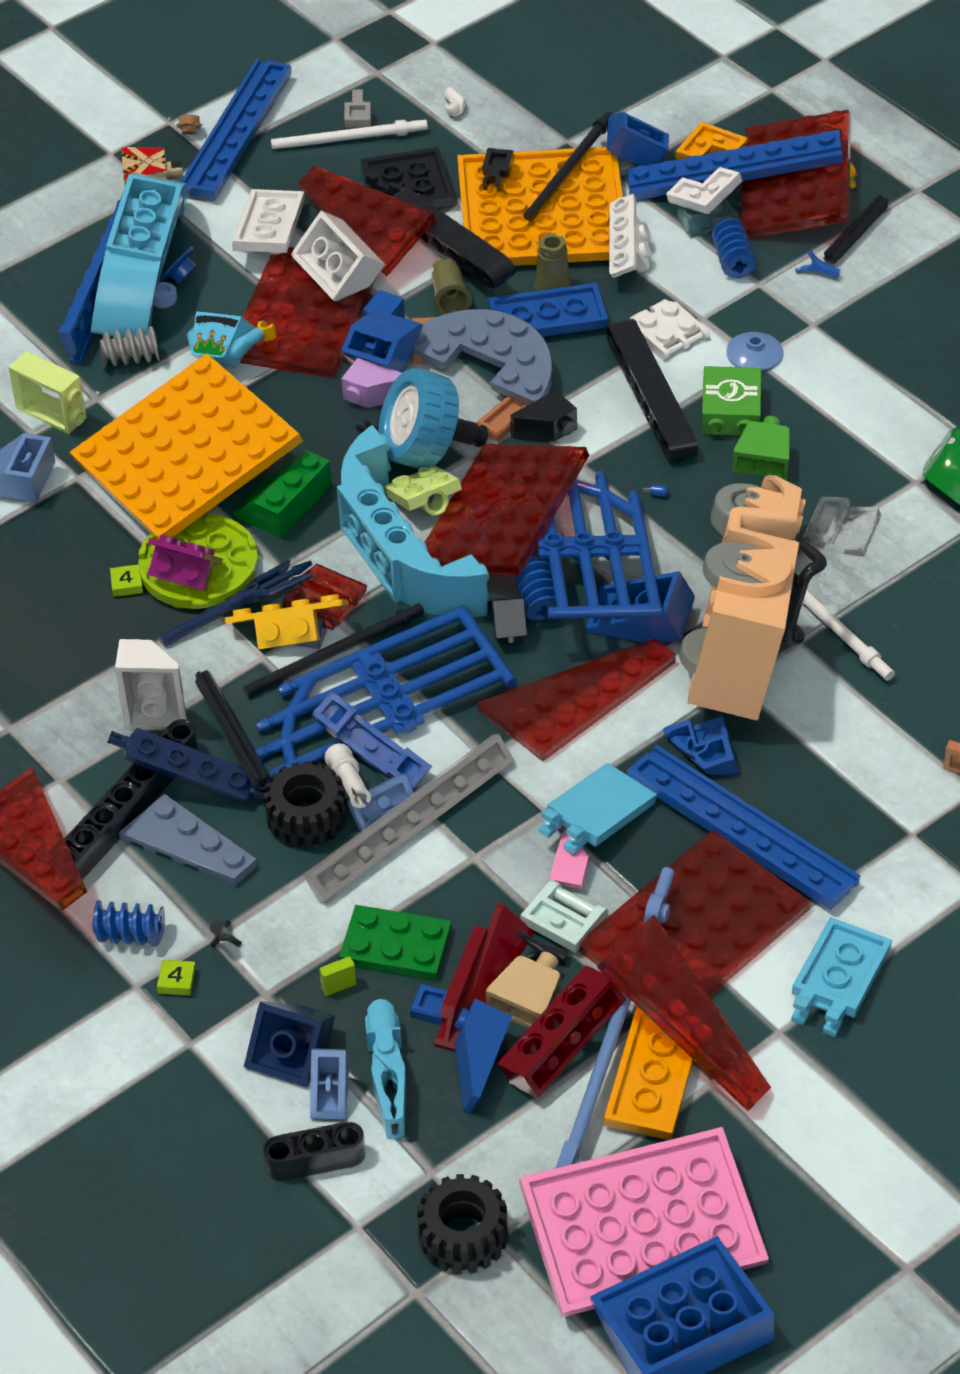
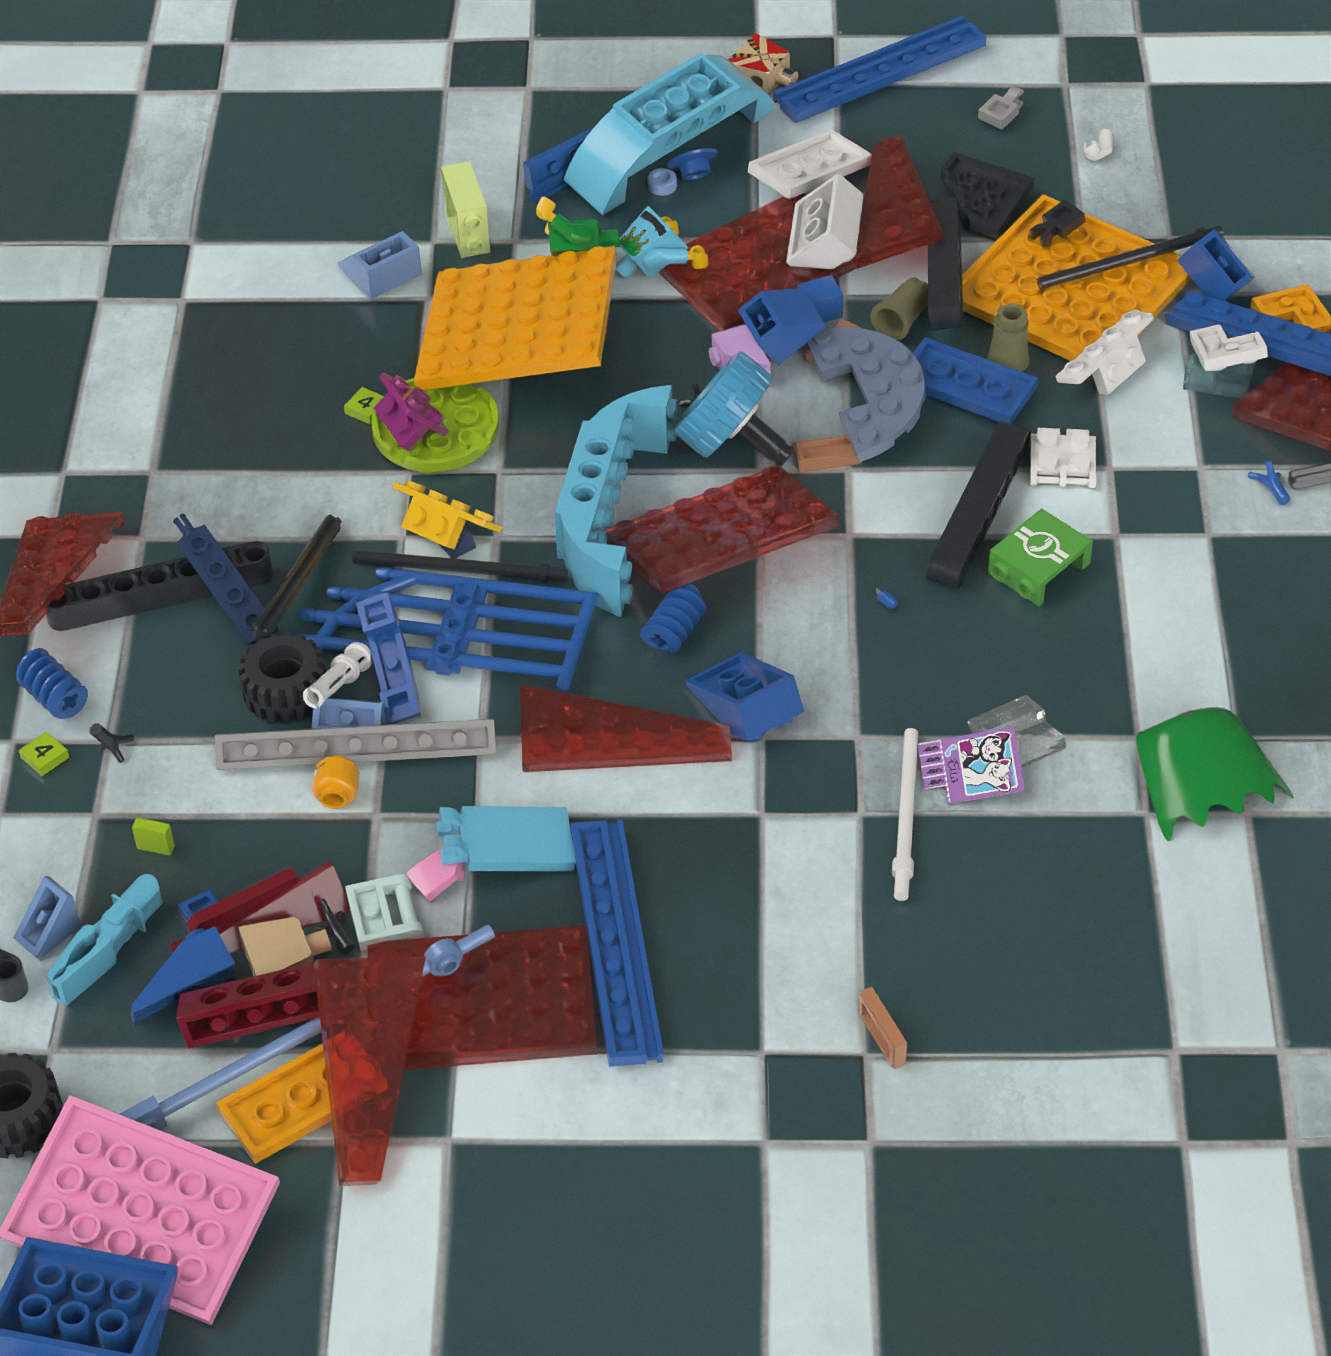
camera: 40 degrees right, 0 degrees up
(128, 346) = (579, 205): light grey piece -> none
(148, 685) = (256, 495): white slope -> none
(159, 364) = (573, 234): none -> green torso
(188, 840) = (174, 649): sand blue wing -> none
(189, 124) = (843, 44): medium nougat plate -> none
(250, 594) = (444, 476): dark blue piece -> none
(284, 1040) = (64, 854): dark blue slope -> none
(286, 493) = (561, 411): green slope -> none
(326, 583) = (512, 509): clear red slope -> none
(396, 942) = (233, 842): green plate -> none
(400, 128) = (1024, 143): white bar -> none
(416, 489) = (690, 470): yellowish green plate -> none
(426, 851) = (335, 781): none -> light orange head
(508, 618) = (620, 627): black slope -> none
(545, 419) = (853, 473): black slope -> none
(611, 547) = (750, 605): blue piece -> none
(706, 745) = (669, 850): blue slope -> none
(733, 248) = (1202, 418): blue piece -> none
(751, 596) = (807, 727): light nougat piece -> none
(755, 351) = (1123, 527): medium blue dish -> none
(763, 449) = (1019, 618): bright green torso -> none
(838, 973) = (549, 1125): medium azure tile -> none
(850, 562) = (973, 765): none -> sticker

